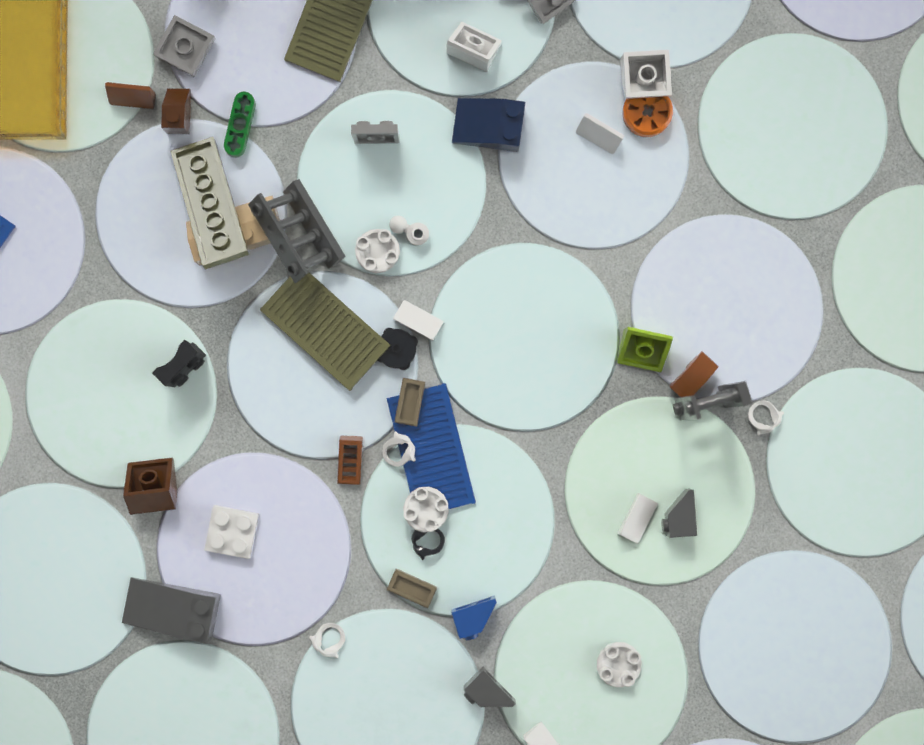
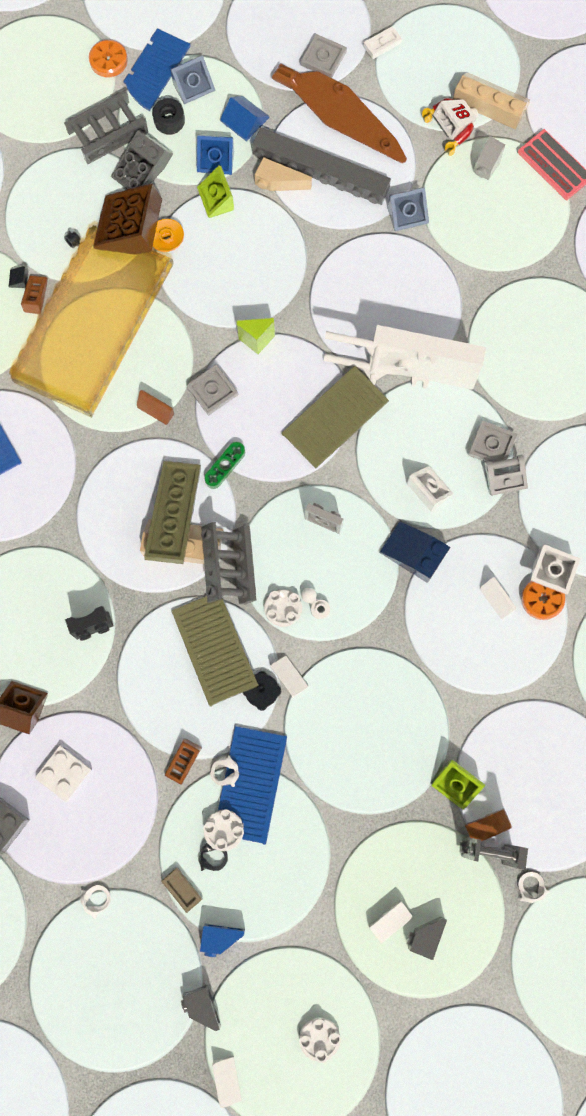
camera: 30 degrees right, 10 degrees down
(176, 111) = (182, 434): reddish brown slope -> none
(409, 402) = (252, 737): dark tan tile -> none

